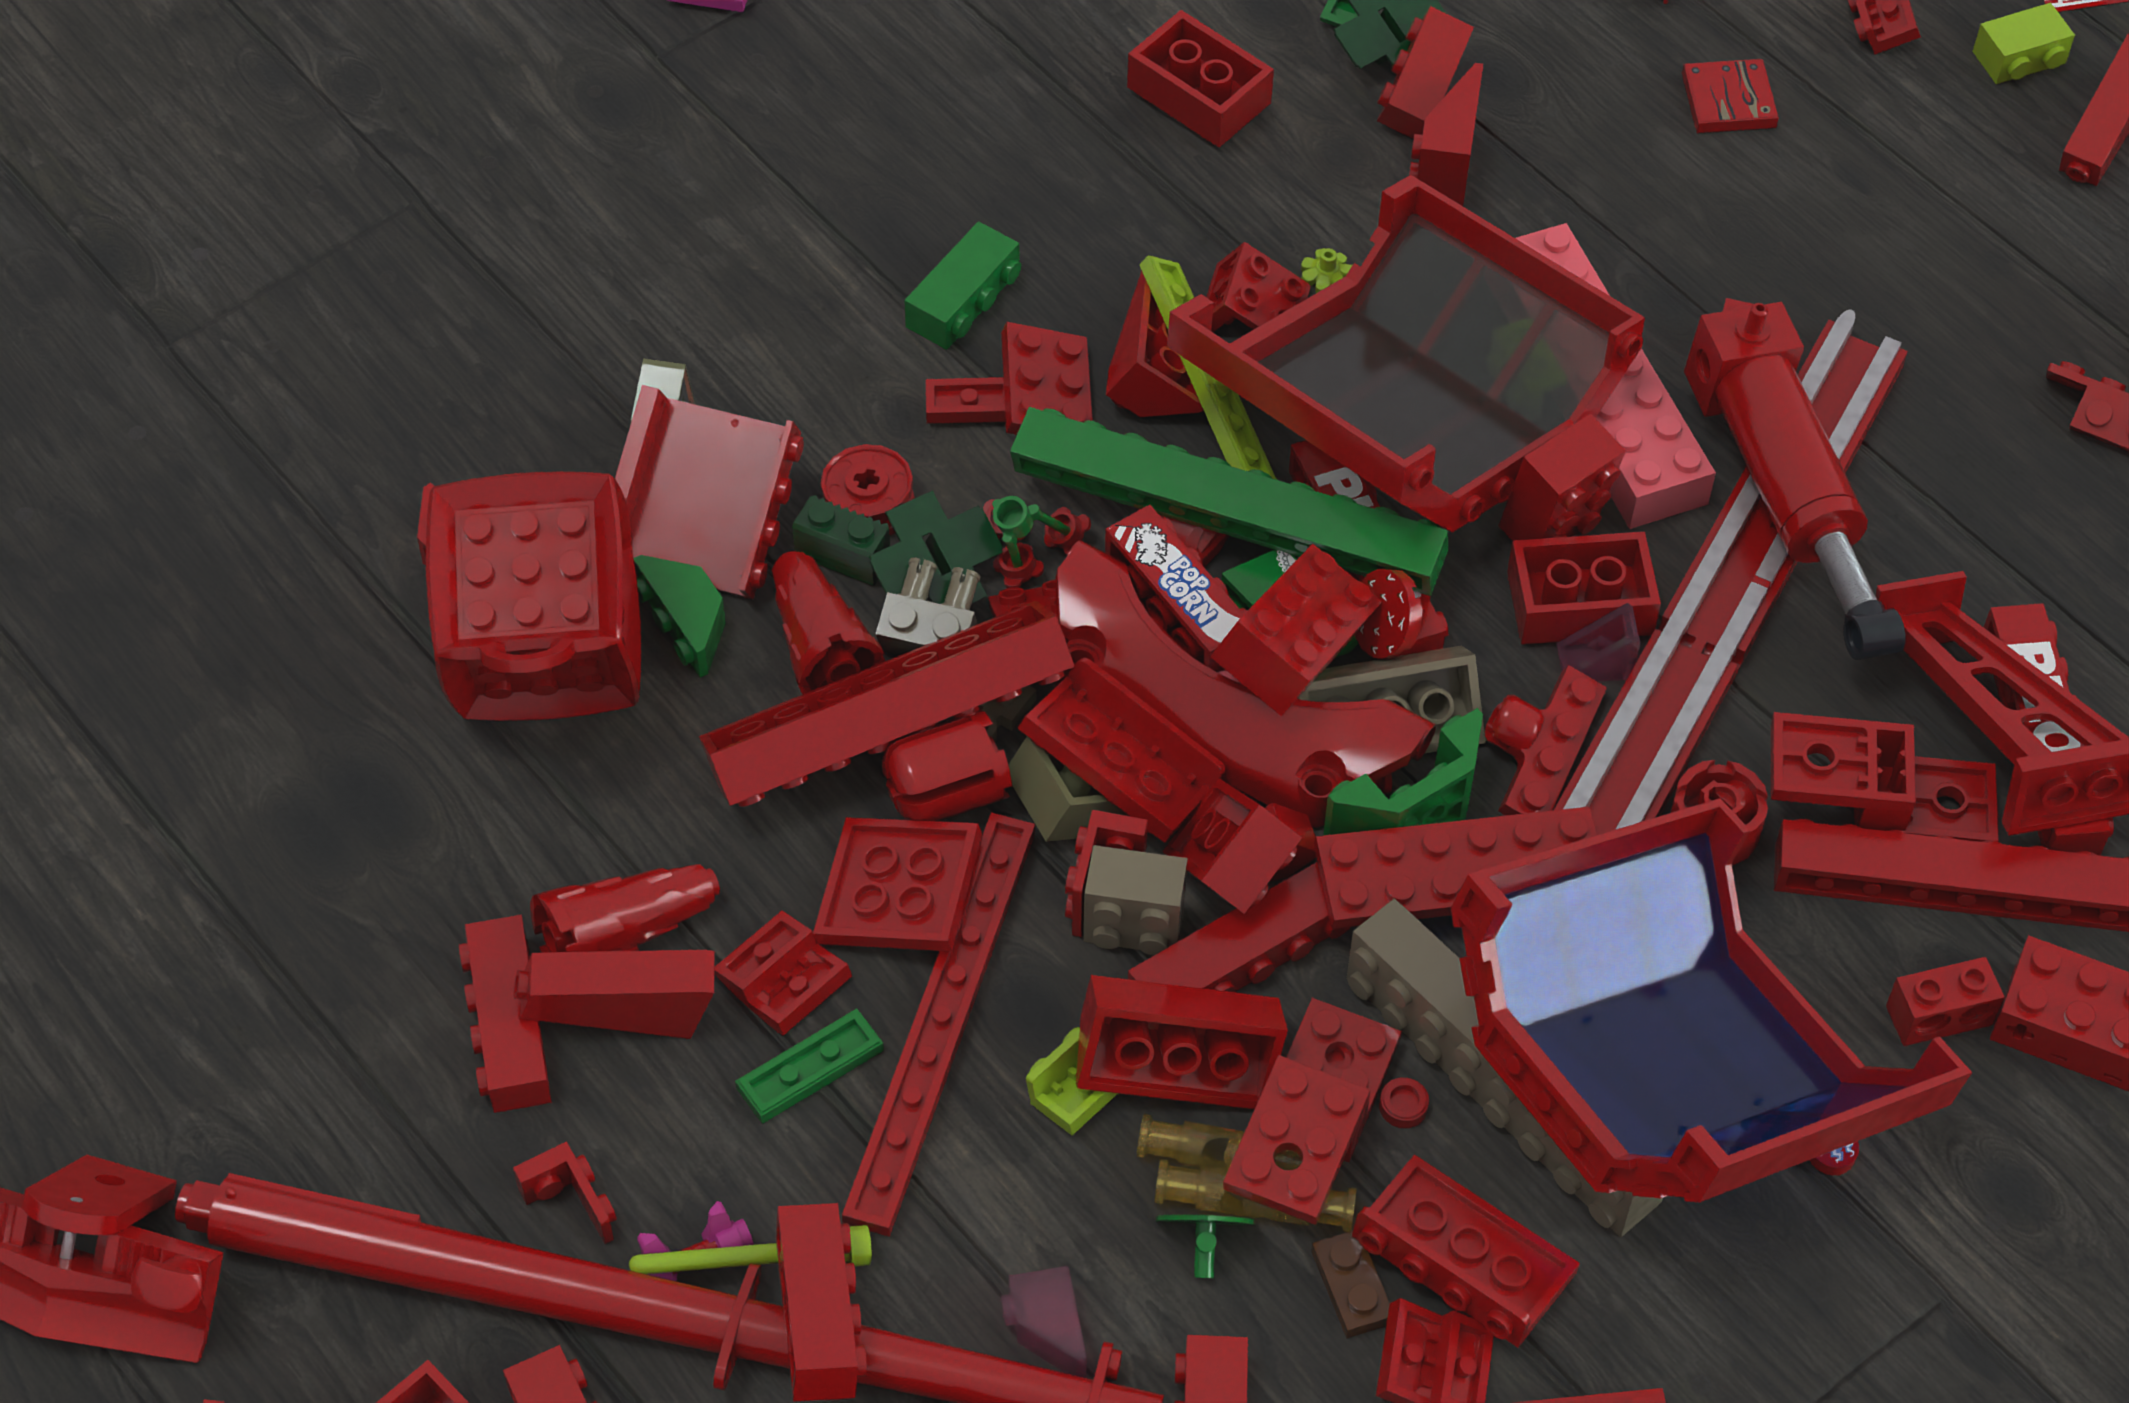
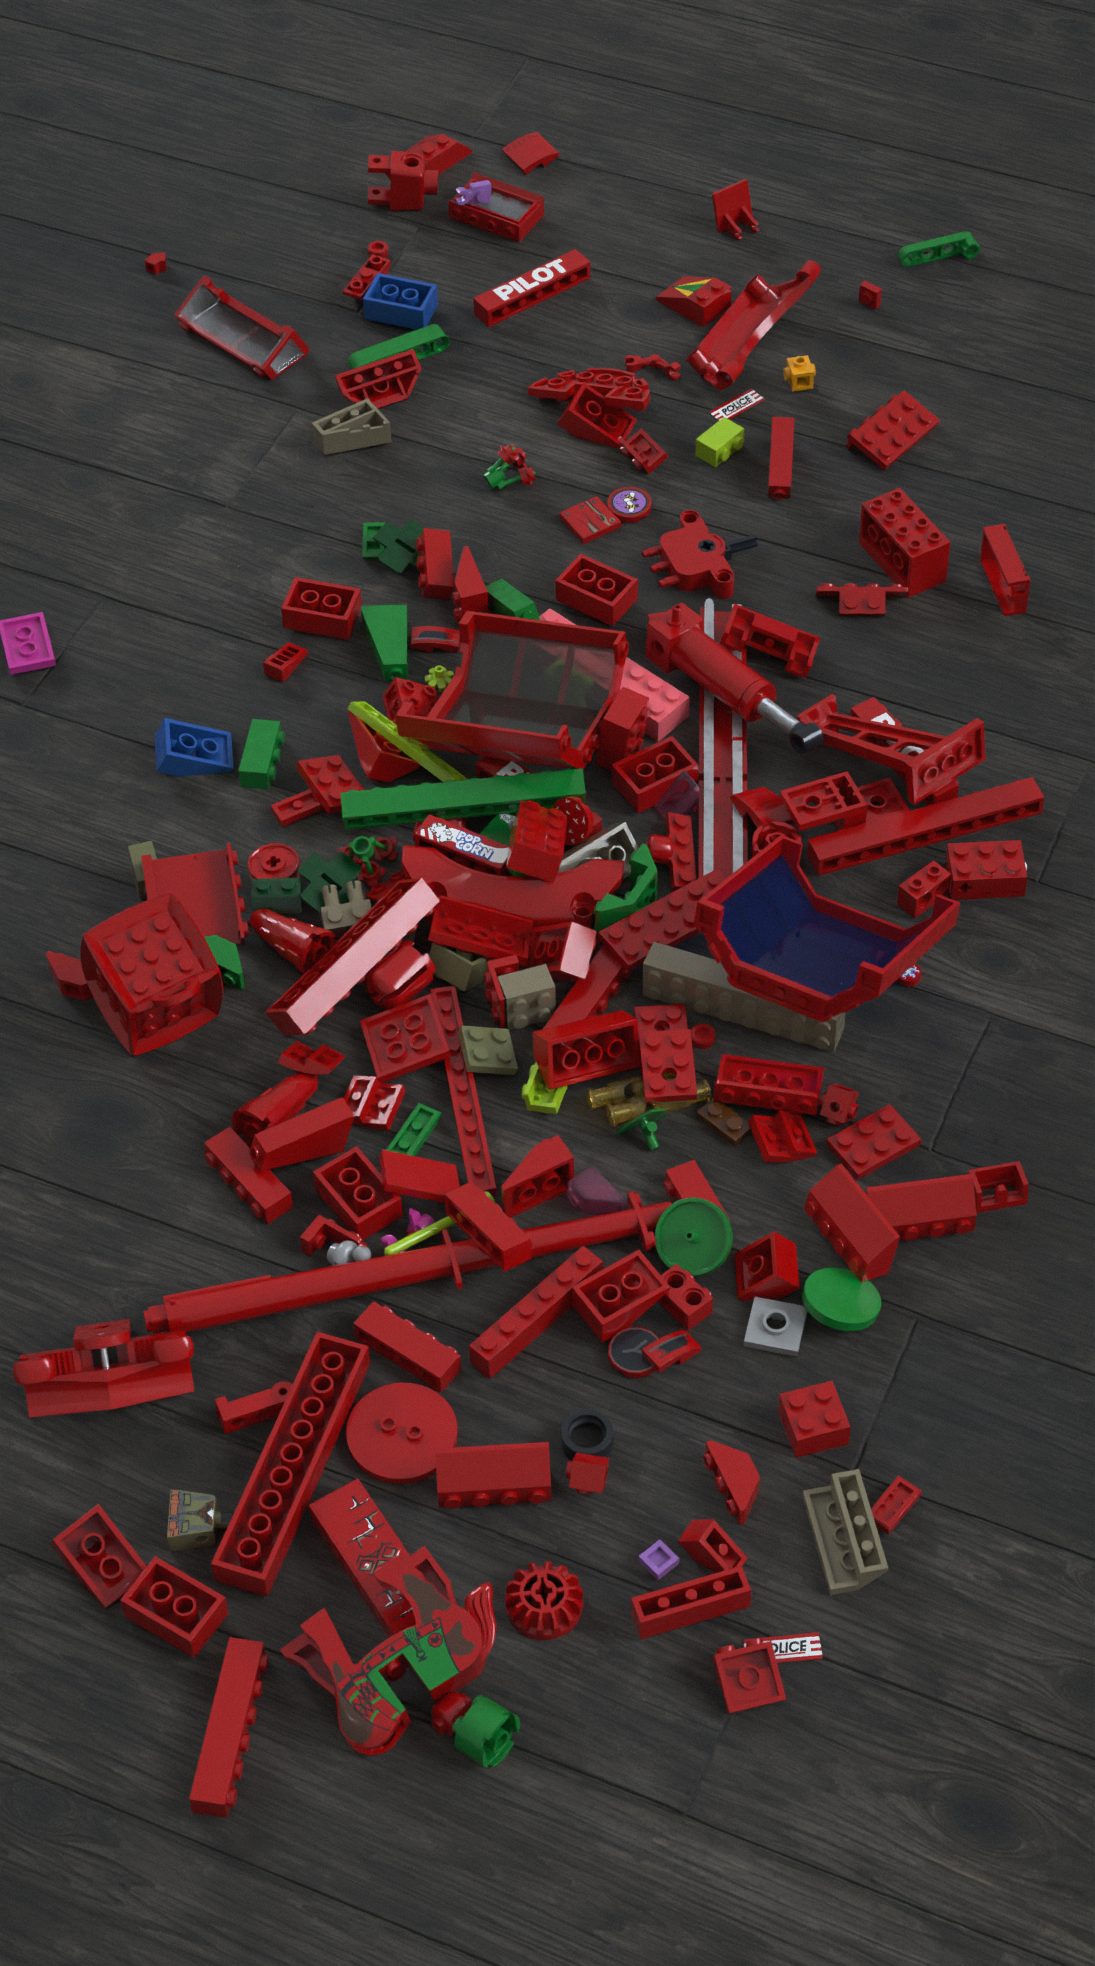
camera: 25 degrees left, 5 degrees down
(575, 1234) = (347, 1252): none -> light grey animal
(654, 1132) = (357, 1193): none -> red brick
(722, 852) = (307, 1060): none -> red slope
(766, 1148) = (417, 1176): none -> red tile
(862, 235) = (192, 749): none -> blue slope
(959, 1245) = (538, 1177): none -> red slope
(1022, 965) = (487, 1050): none -> olive plate
(1083, 160) = (271, 664): none -> red slope
(1282, 171) = (388, 637): none -> green slope
(1350, 195) = (428, 637): none -> red slope
(1505, 189) = (509, 601): none -> green brick
(1566, 1347) = (845, 1098): none -> red brick
(1667, 220) = (596, 589): none -> red brick
(1732, 723) = (761, 806): none -> red slope
(1811, 94) = (629, 504): none -> tile
(1874, 229) = (697, 557): none -> red piece
(1919, 421) = (770, 637): none -> red bracket

